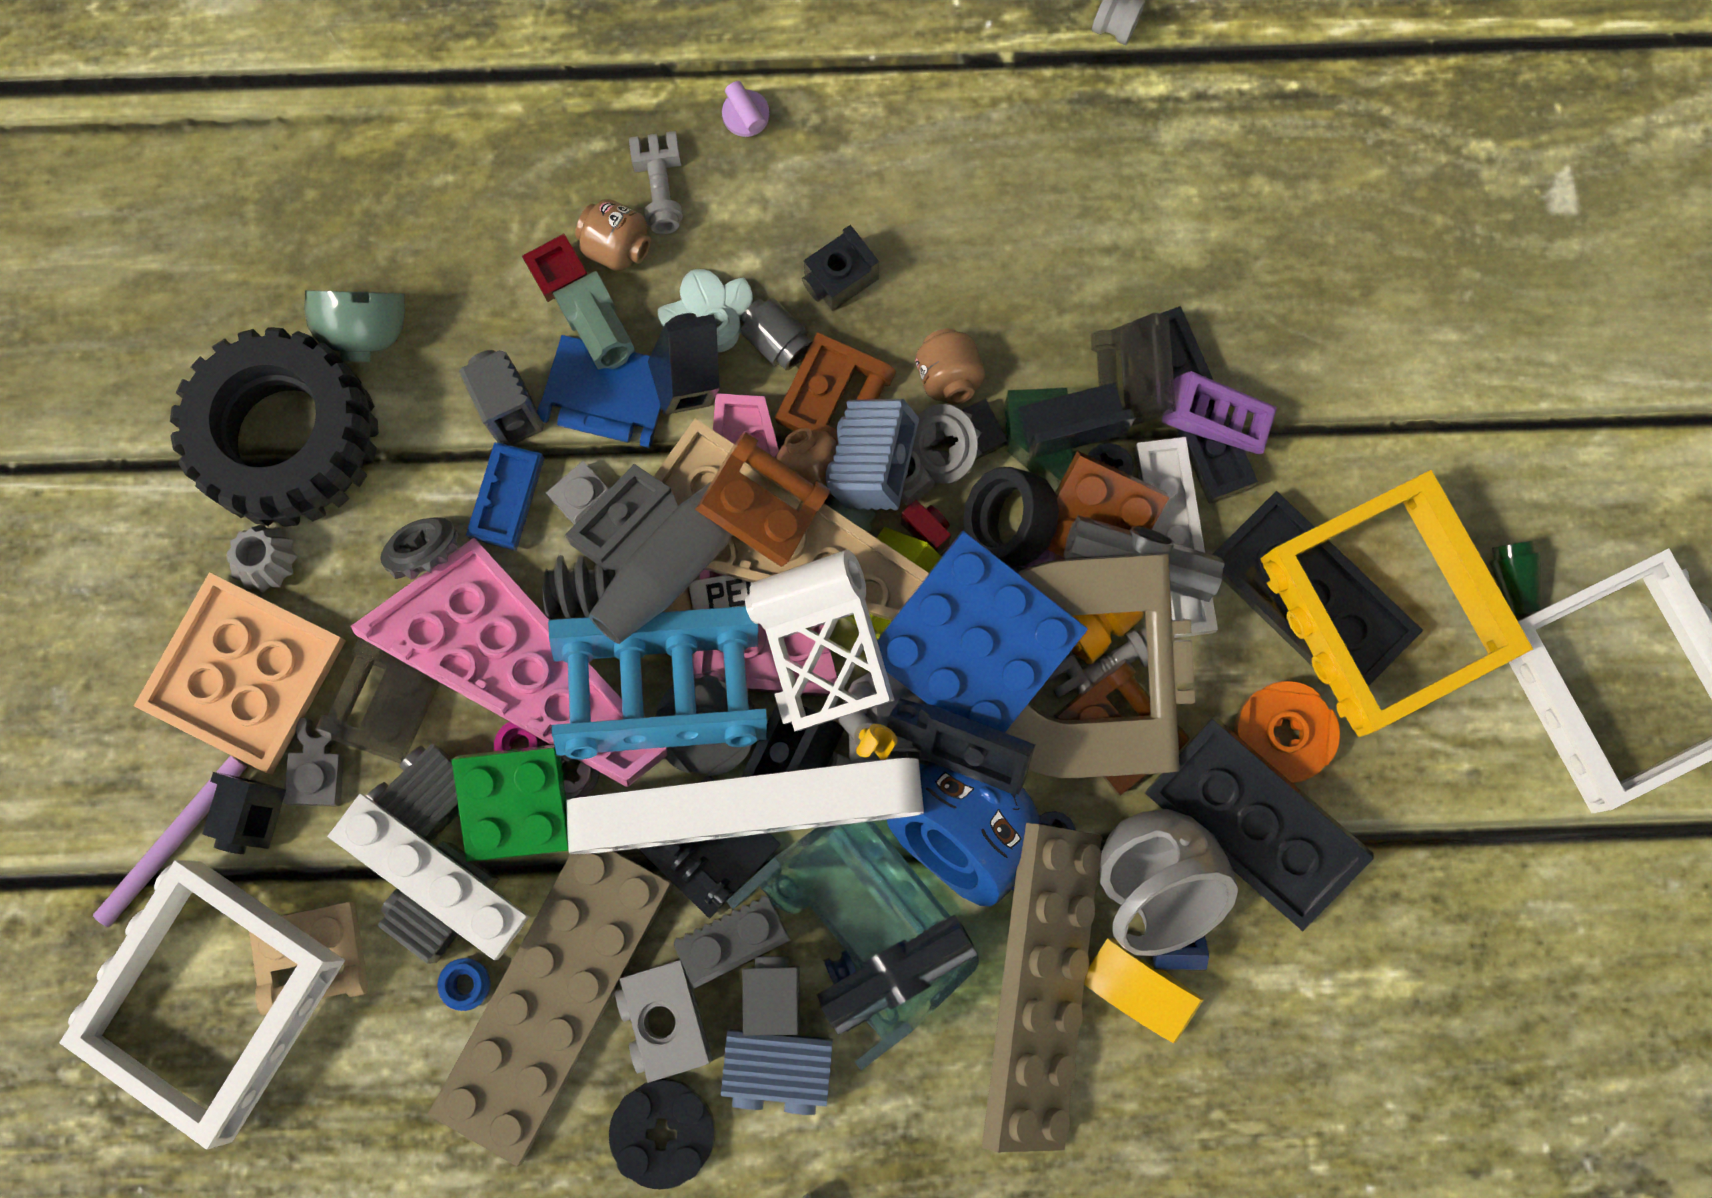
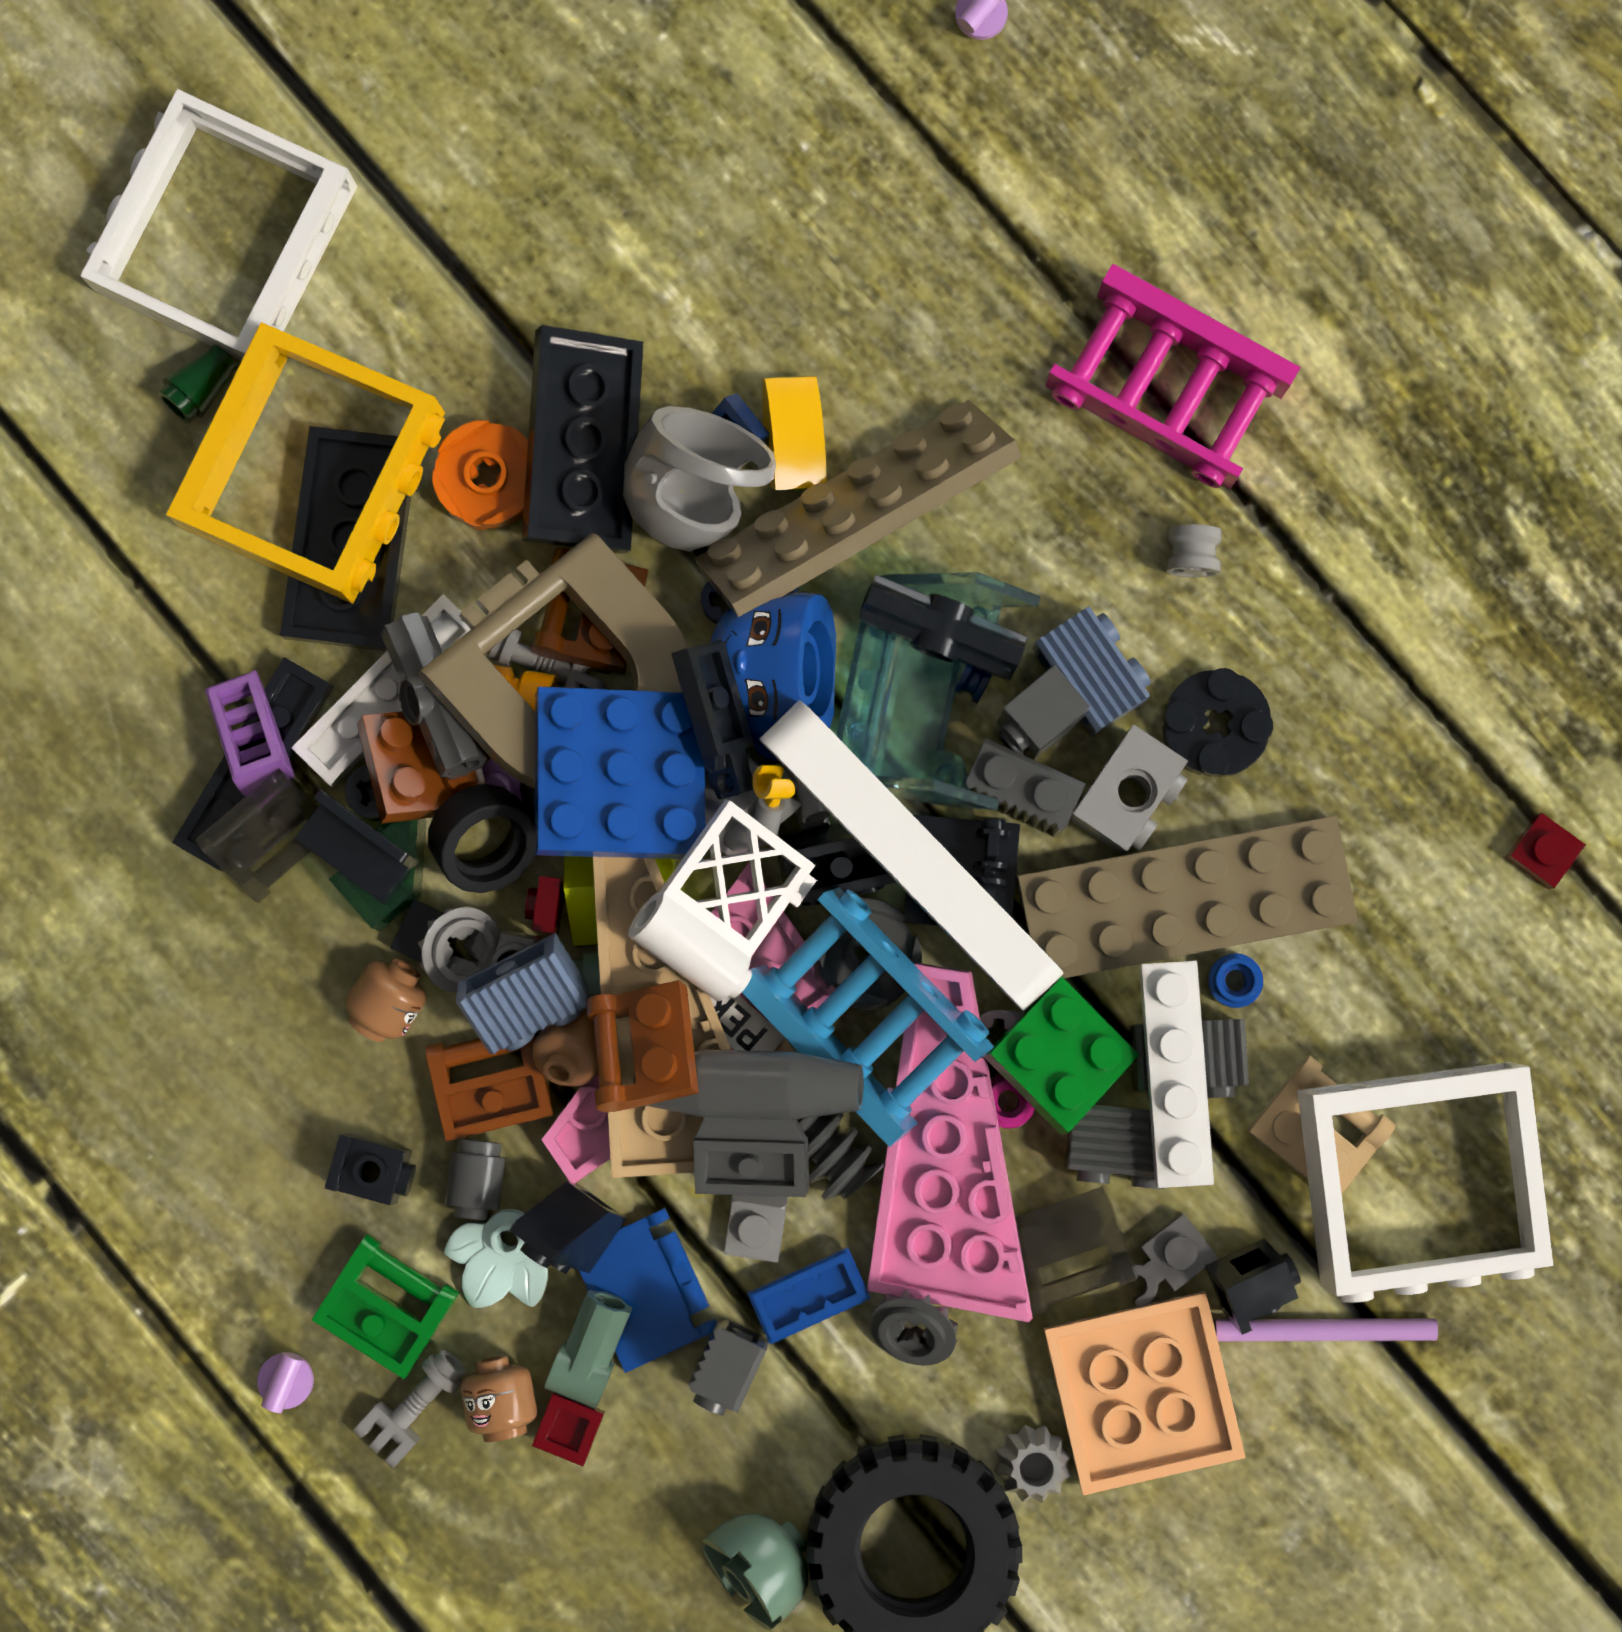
camera: 125 degrees left, 5 degrees up
(734, 197) = (375, 1322): none -> green plate

